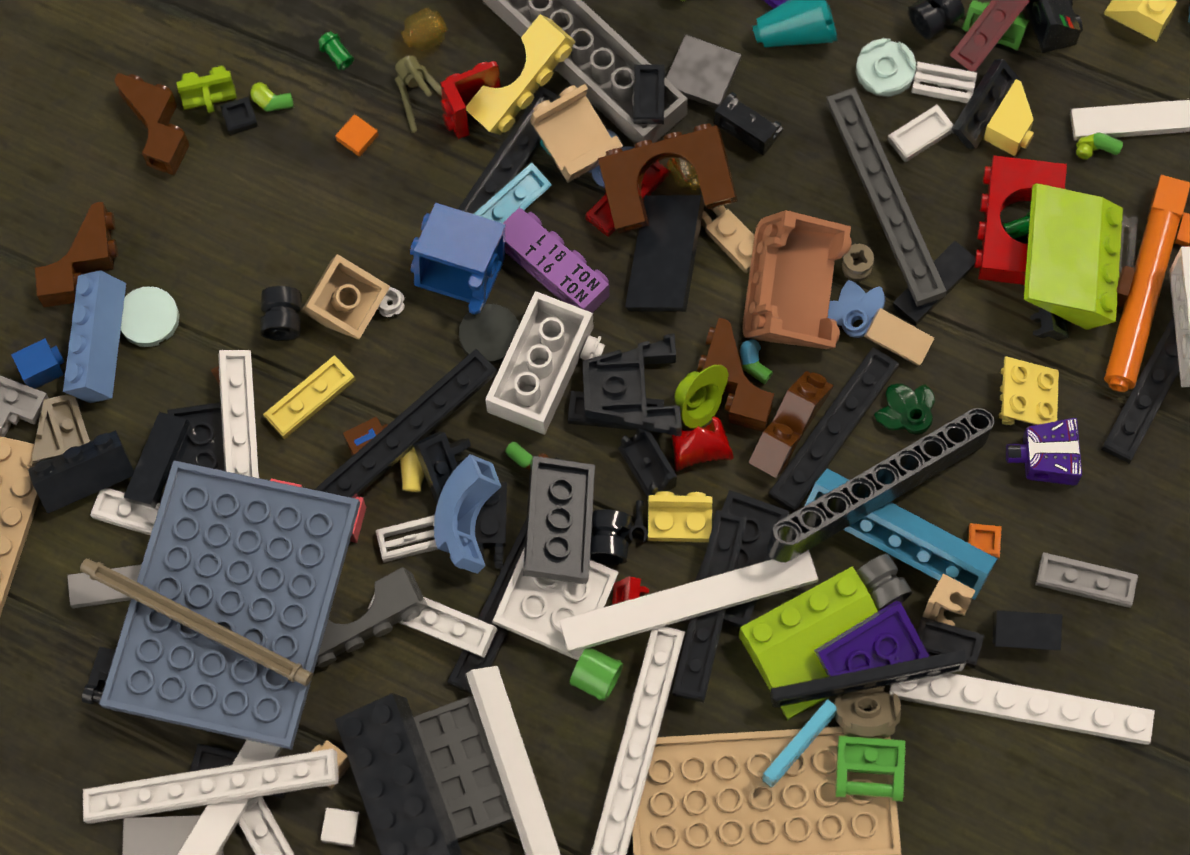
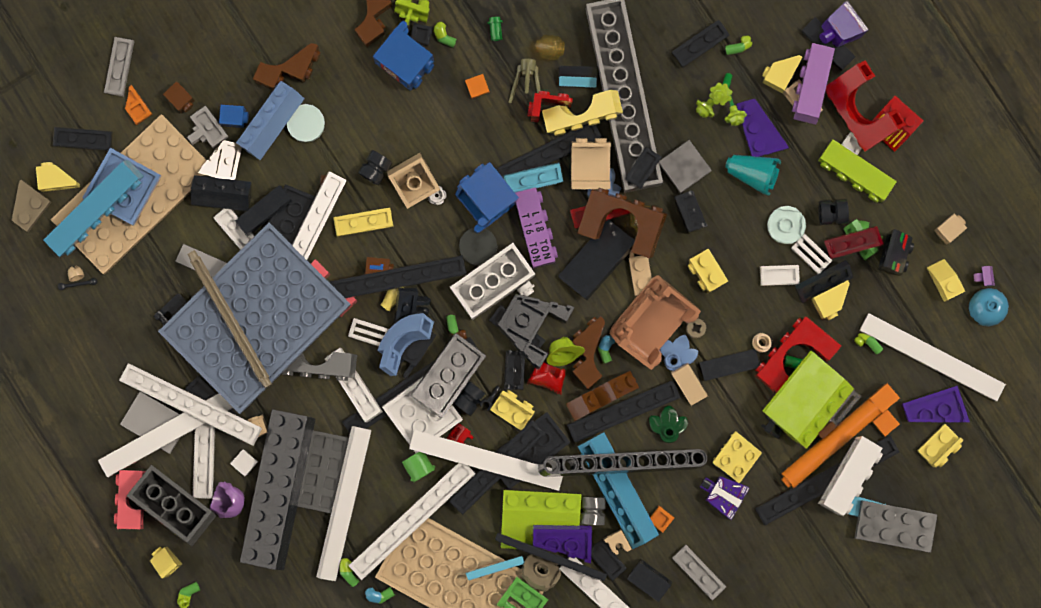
camera: 25 degrees right, 15 degrees up
(233, 150) = (404, 58): none -> blue container
(485, 44) = (578, 76): none -> slope
(822, 183) = (707, 270): none -> light yellow bracket
(886, 197) = (734, 301): dark grey plate -> none
(958, 227) = (766, 341): none -> tan plate

